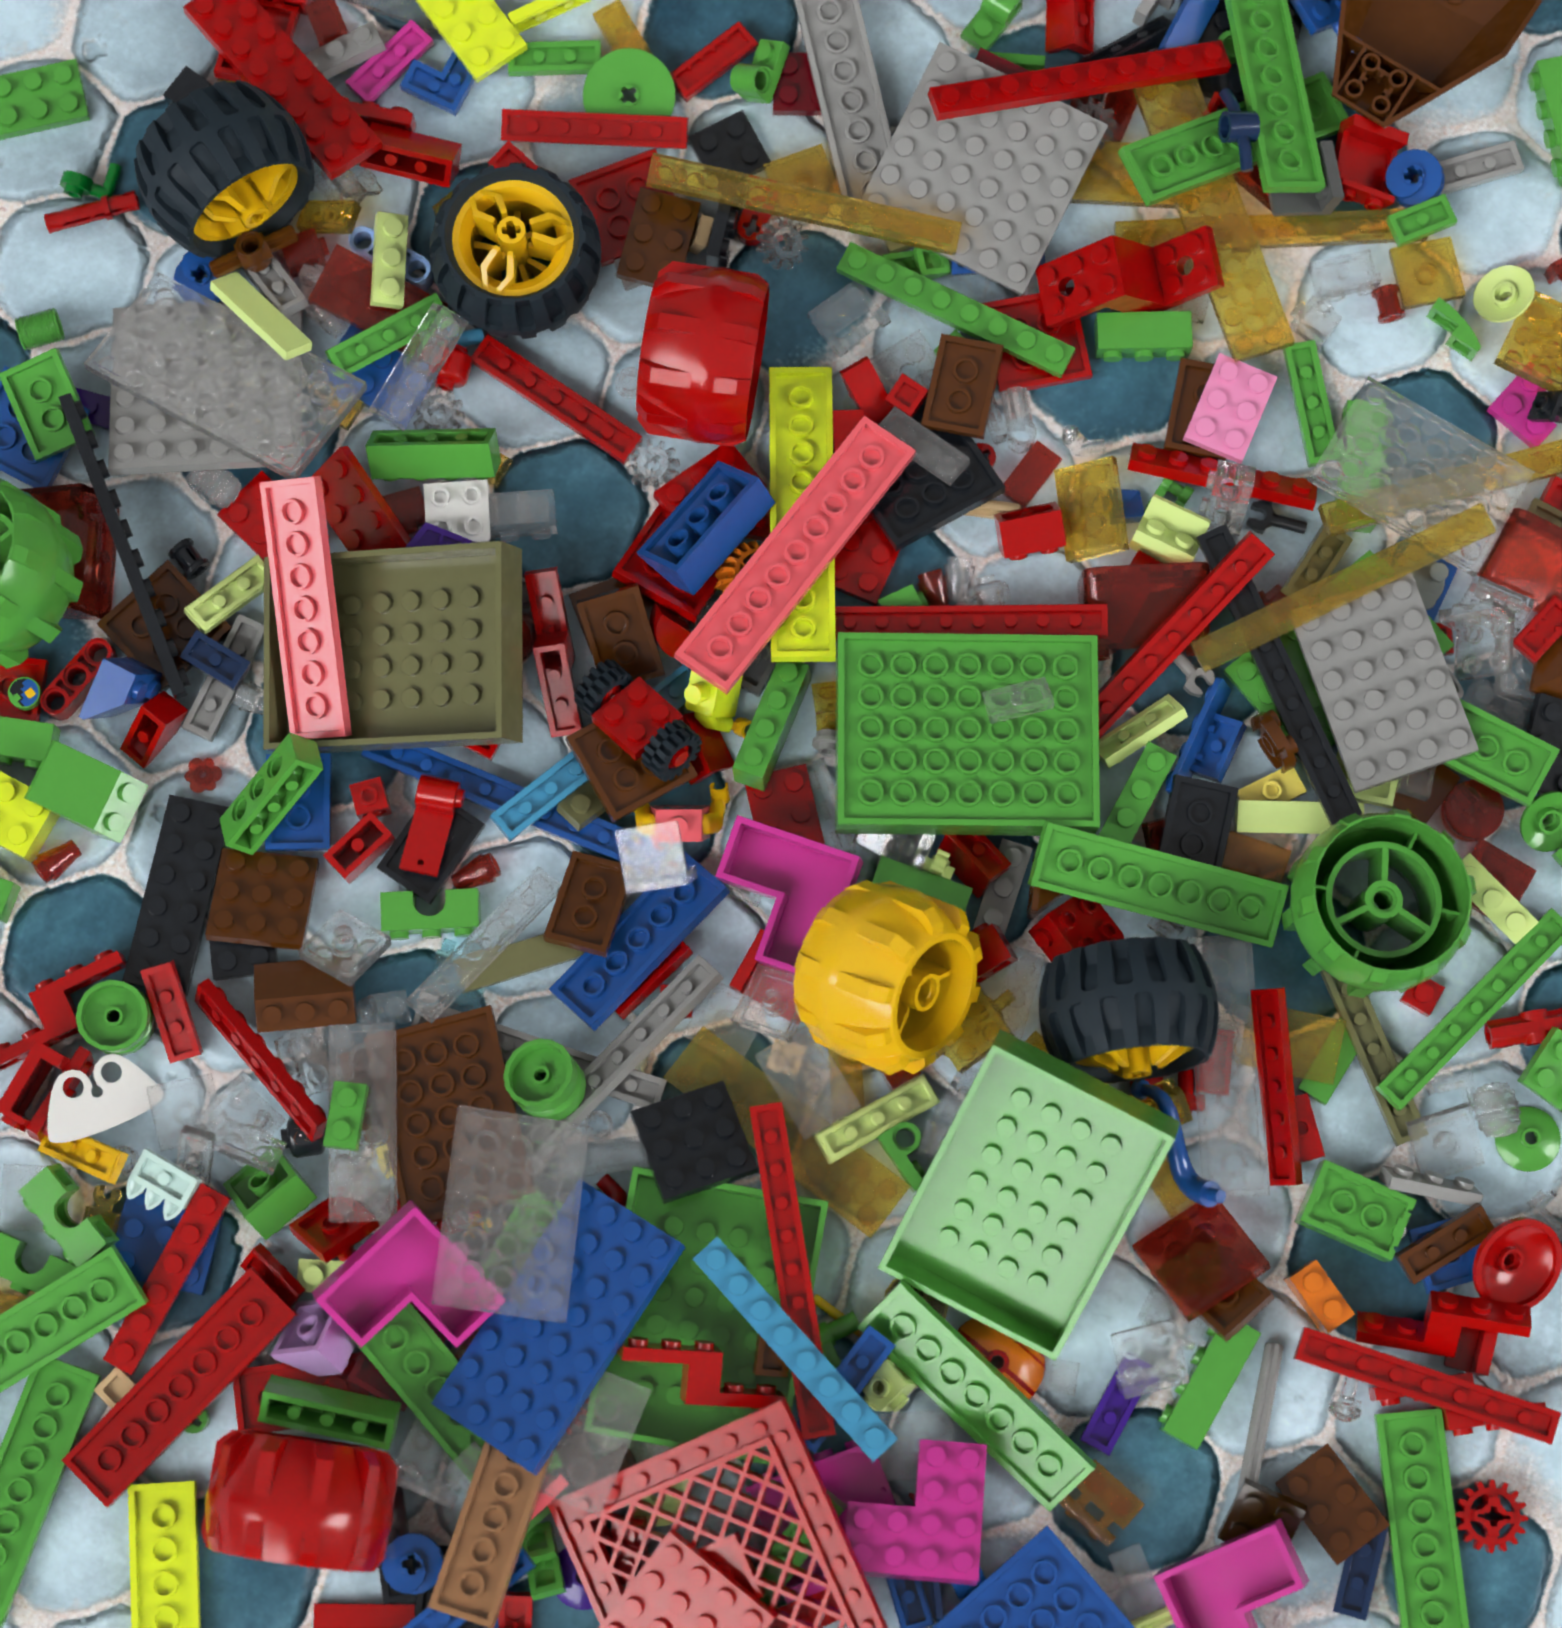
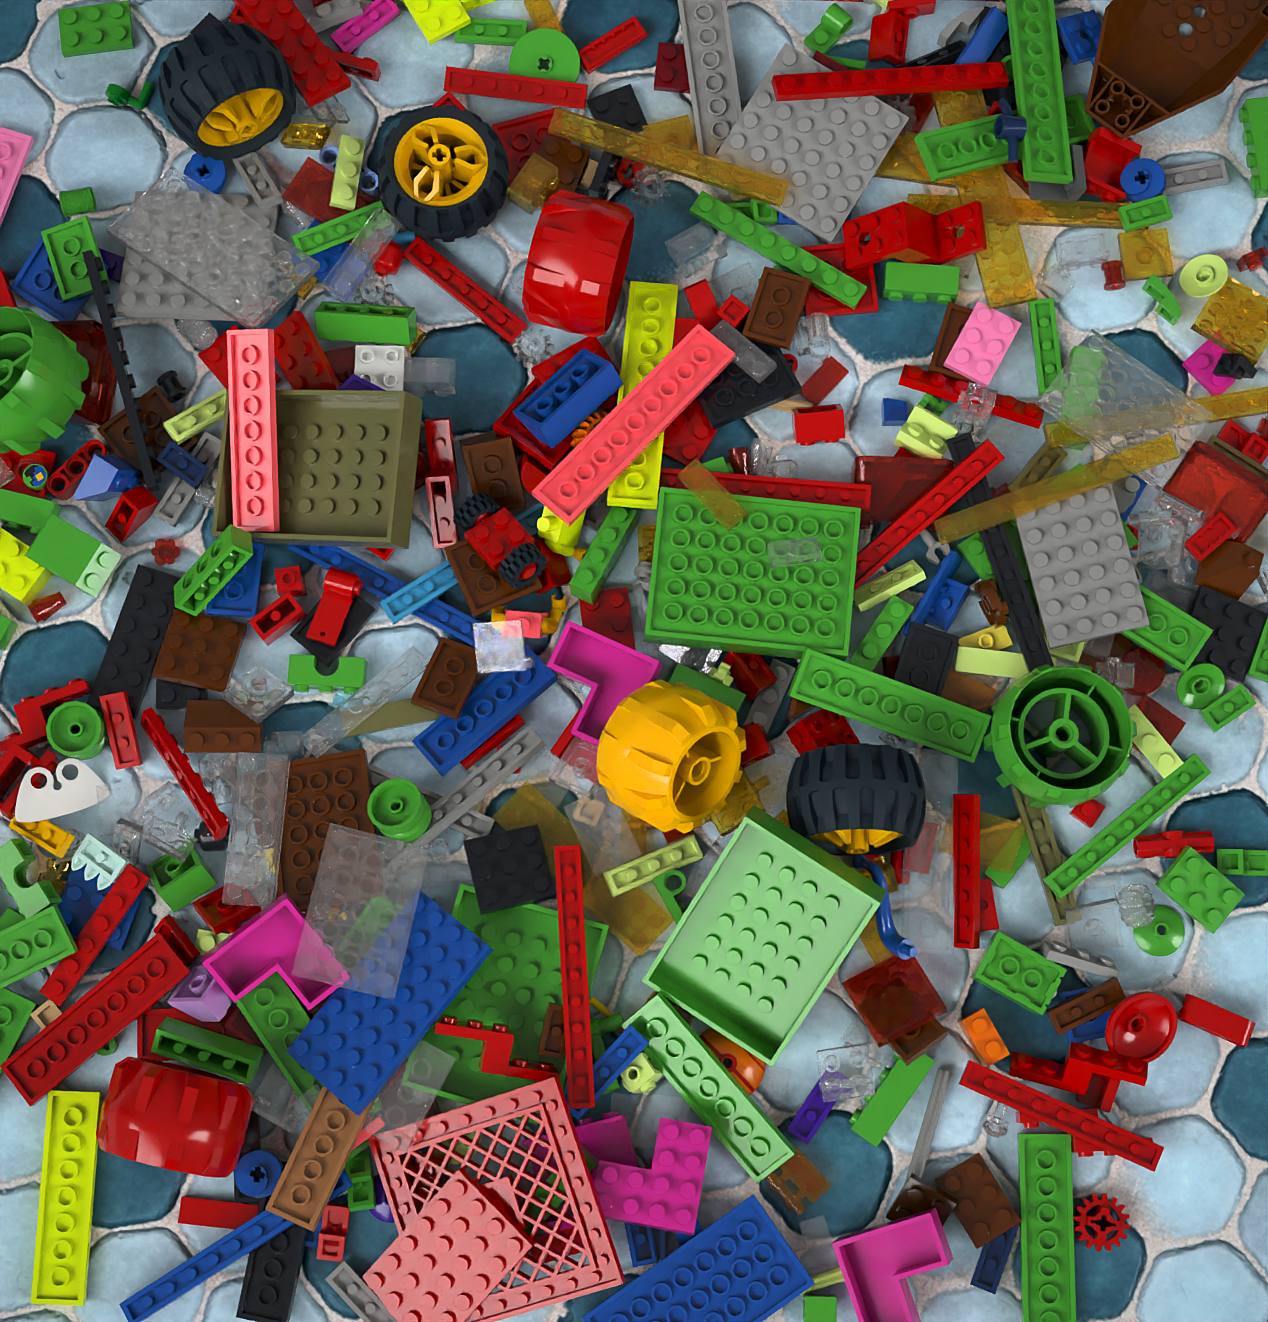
camera: 10 degrees right, 0 degrees up
(97, 210) = (125, 117): red pin -> none
(257, 260) = (245, 156): reddish brown axle -> none
(261, 315) = (245, 205): yellowish green tile -> none
(307, 250) = (285, 159): clear red brick -> none
(346, 1116) = (243, 823): bright green plate -> none
(415, 156) = (376, 96): red brick -> none
(441, 89) = (401, 47): blue plate -> none
(477, 872) = (368, 645): clear red cone -> none
(581, 807) = (450, 603): olive plate -> none
(612, 1189) = (444, 900): red arm -> none
(632, 254) = (533, 184): none -> clear yellow brick
(759, 79) = (645, 61): bright green plate -> none
(795, 1349) = (570, 1038): dark azure plate -> none
(906, 636) = (712, 494): none -> clear yellow plate
(1079, 445) = (863, 362): clear arm -> none
(1091, 509) = (867, 412): clear yellow plate -> none
(1273, 519) = (1008, 433): black bar -> none
(1442, 814) = (1116, 672): none -> clear brick

